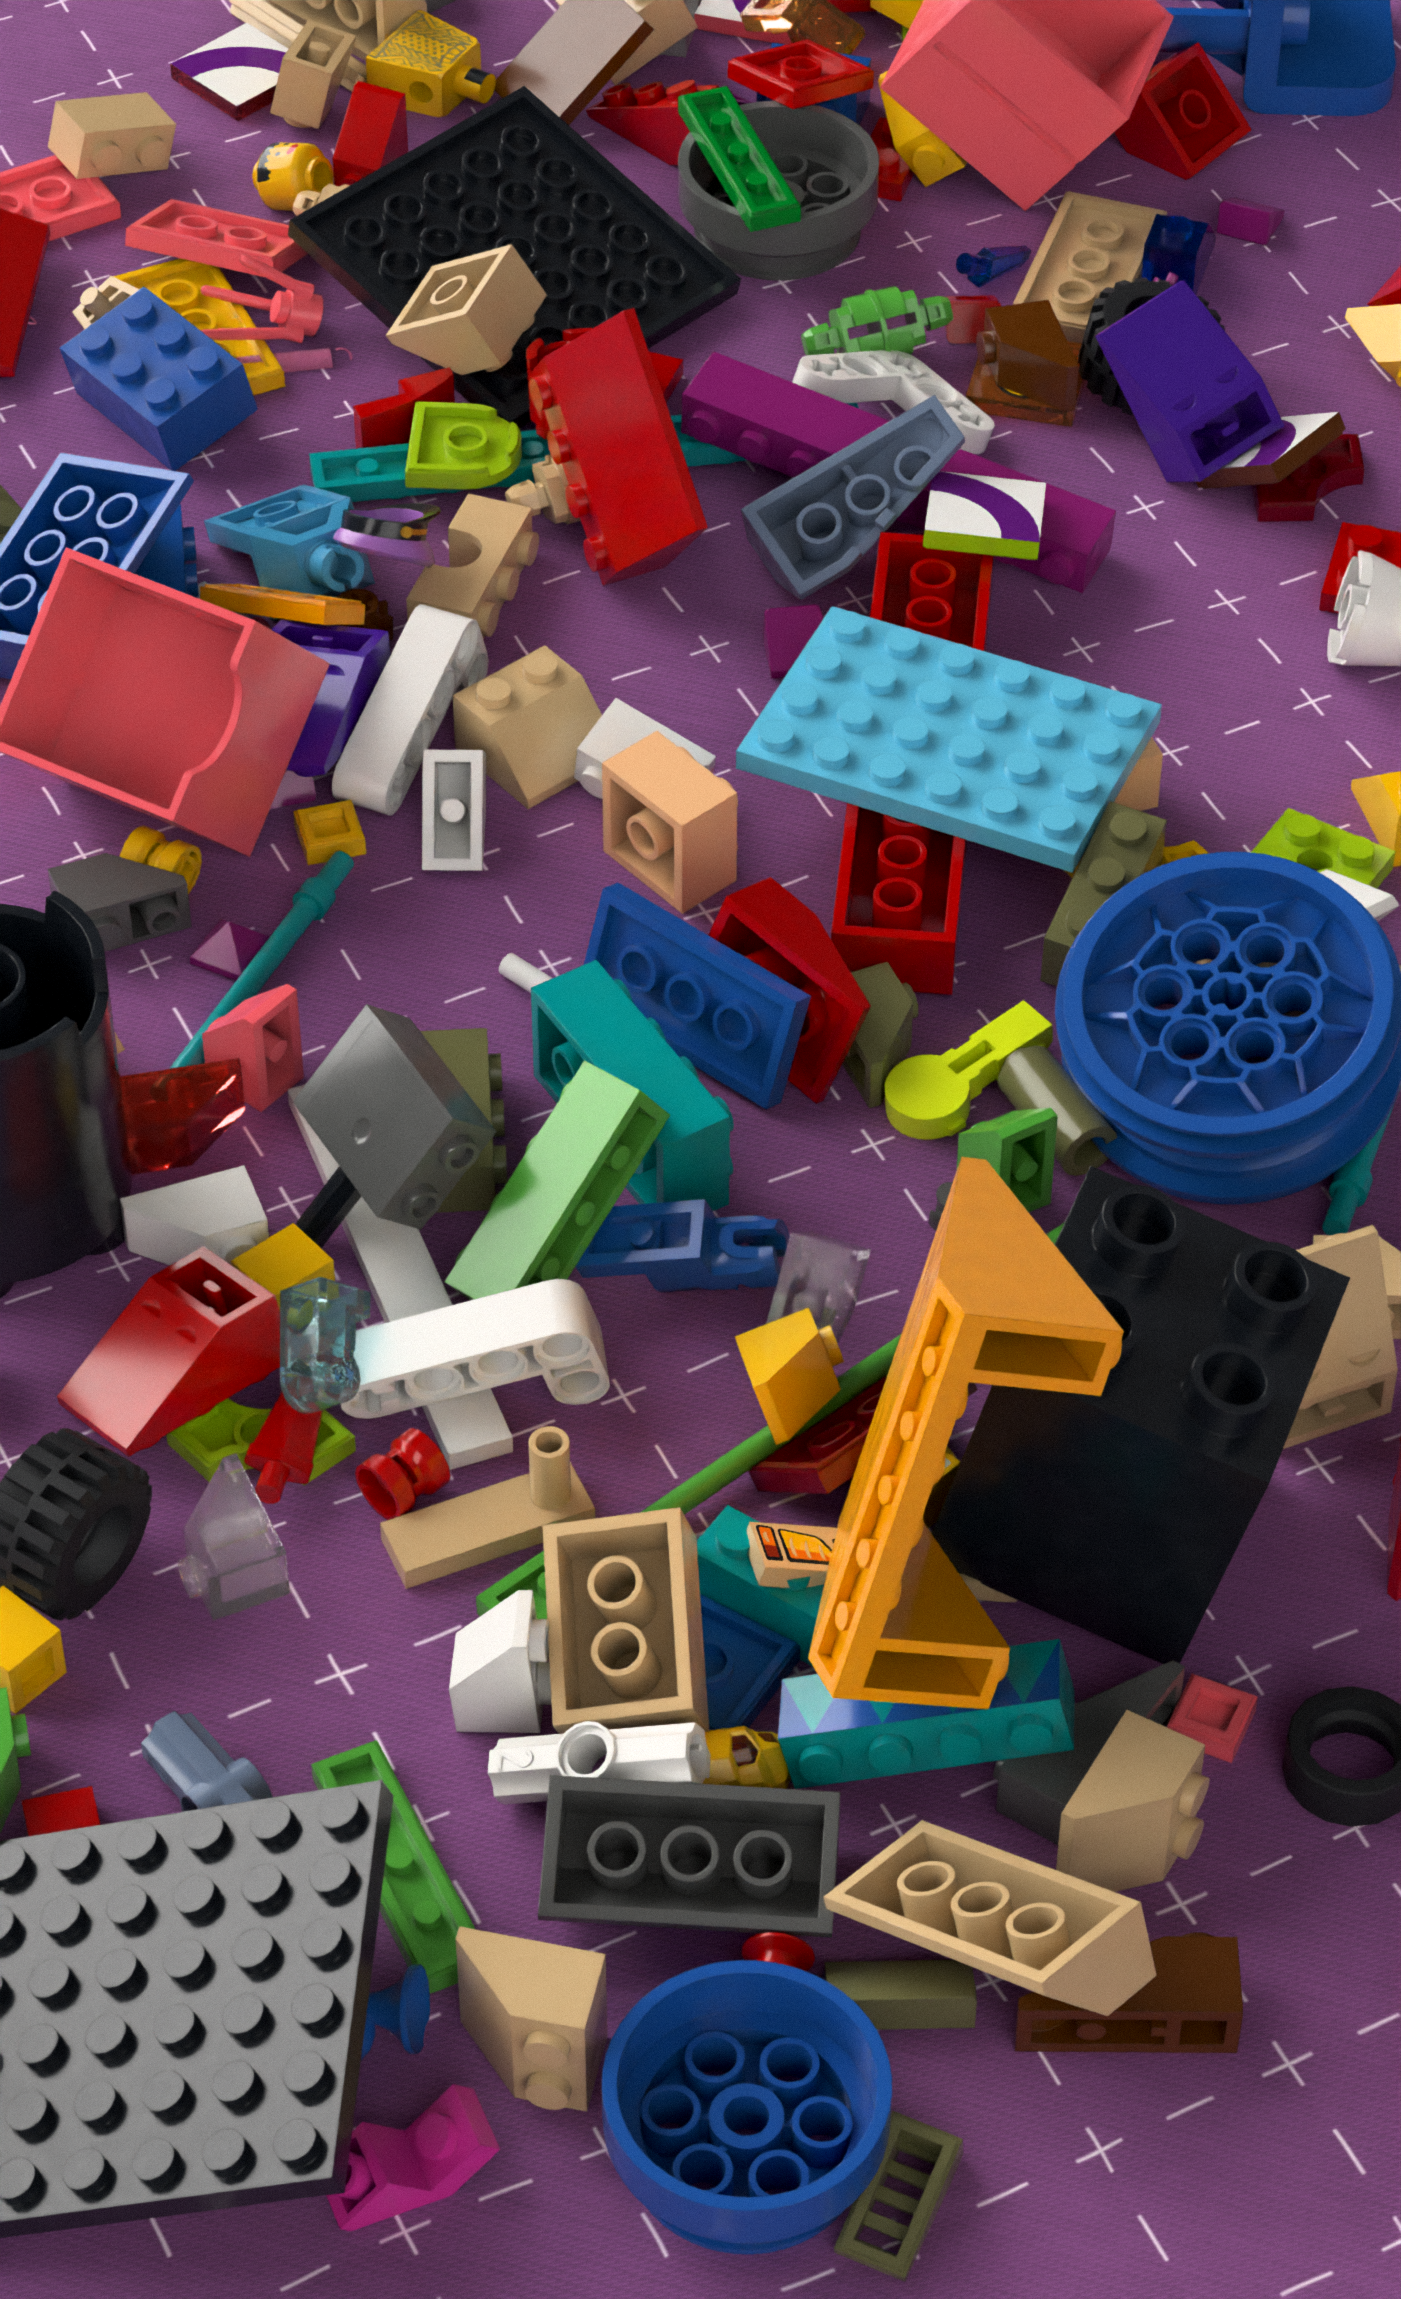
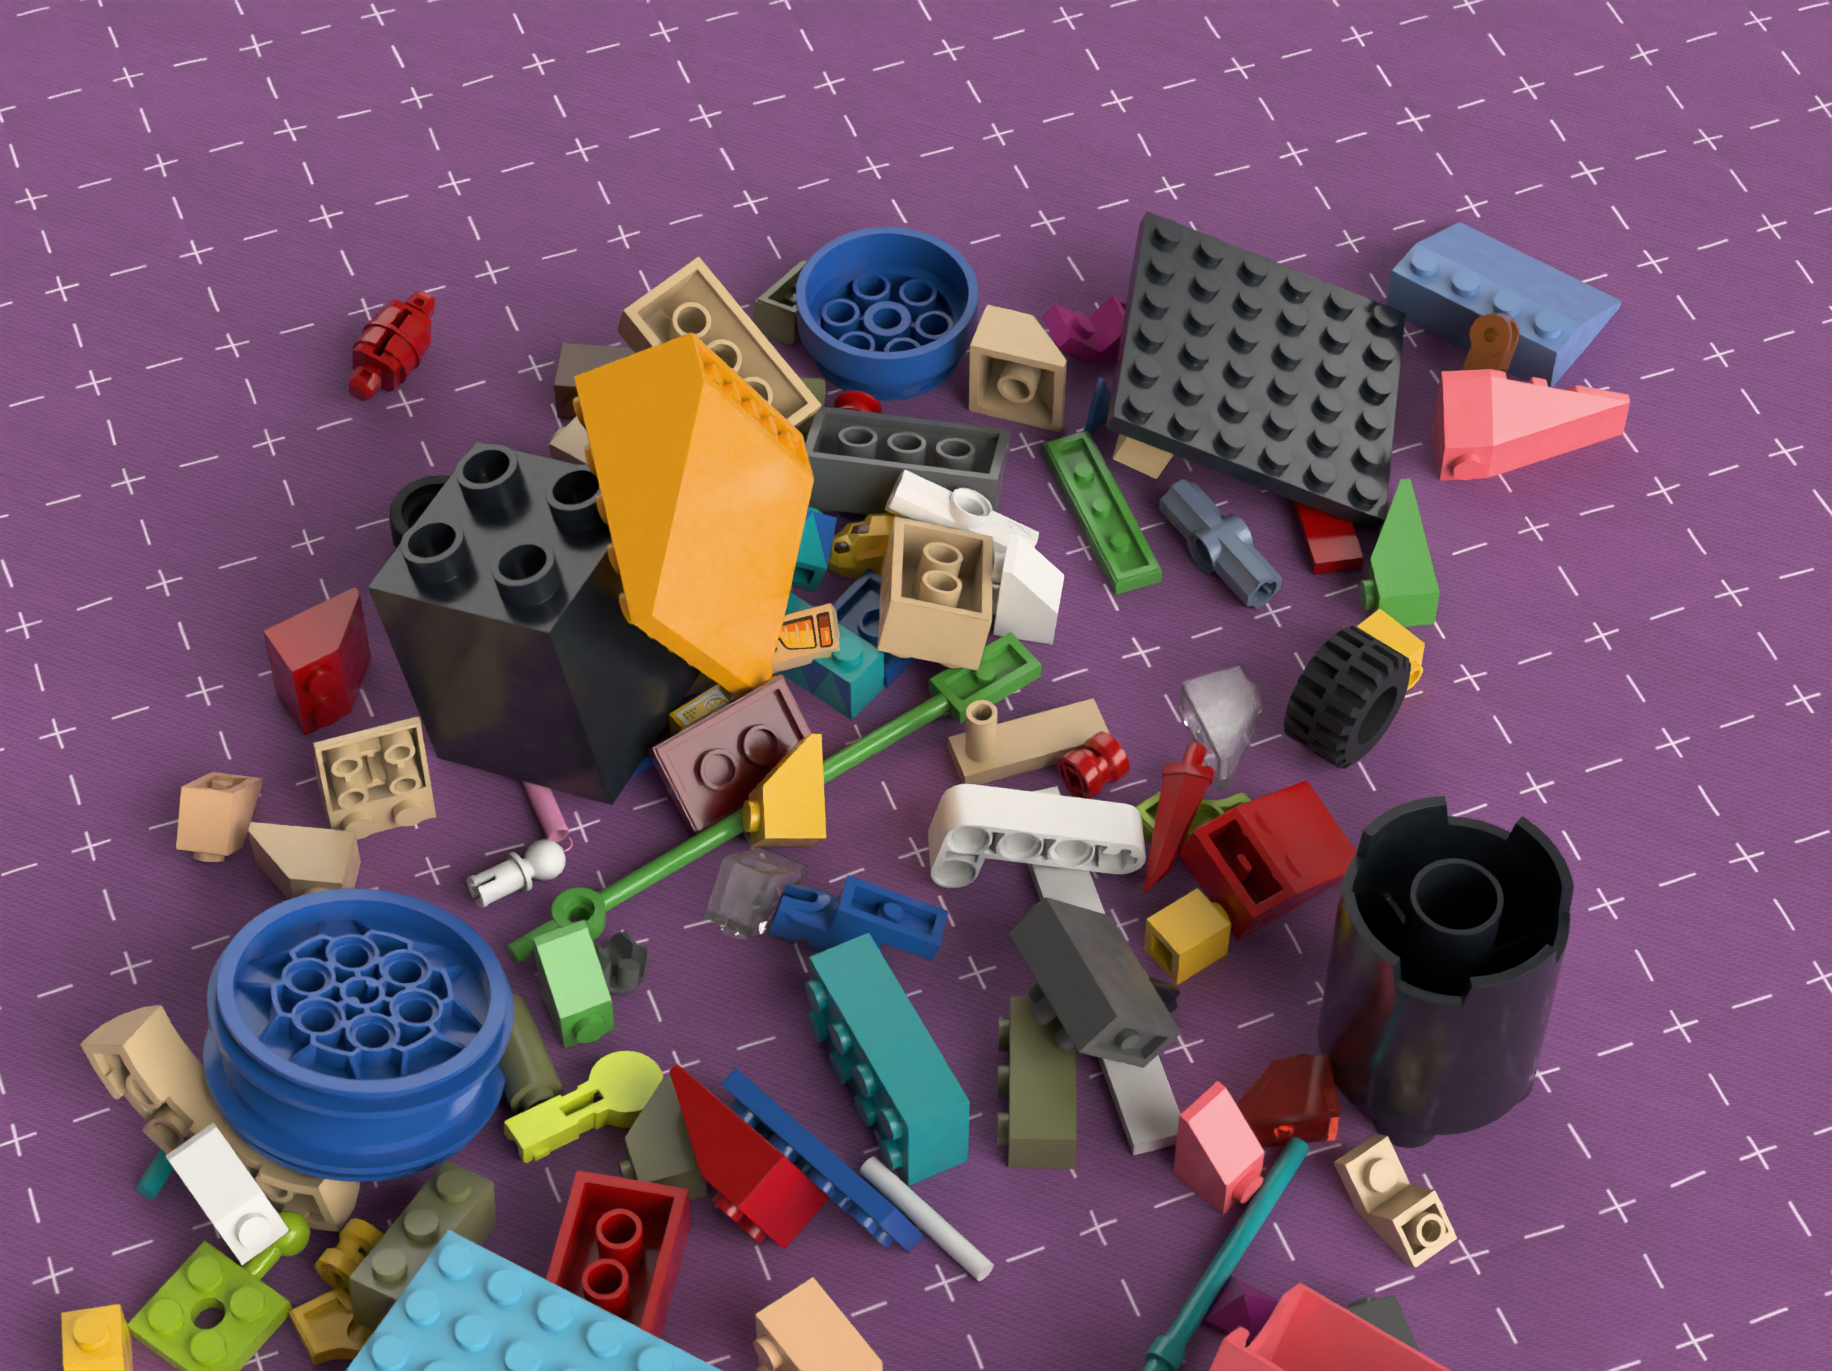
camera: 175 degrees left, 5 degrees up
(199, 1212) = (1256, 994): white slope -> none
(320, 1343) = (1155, 823): clear light blue leg -> none
(561, 1186) = (952, 926): bright green brick -> none

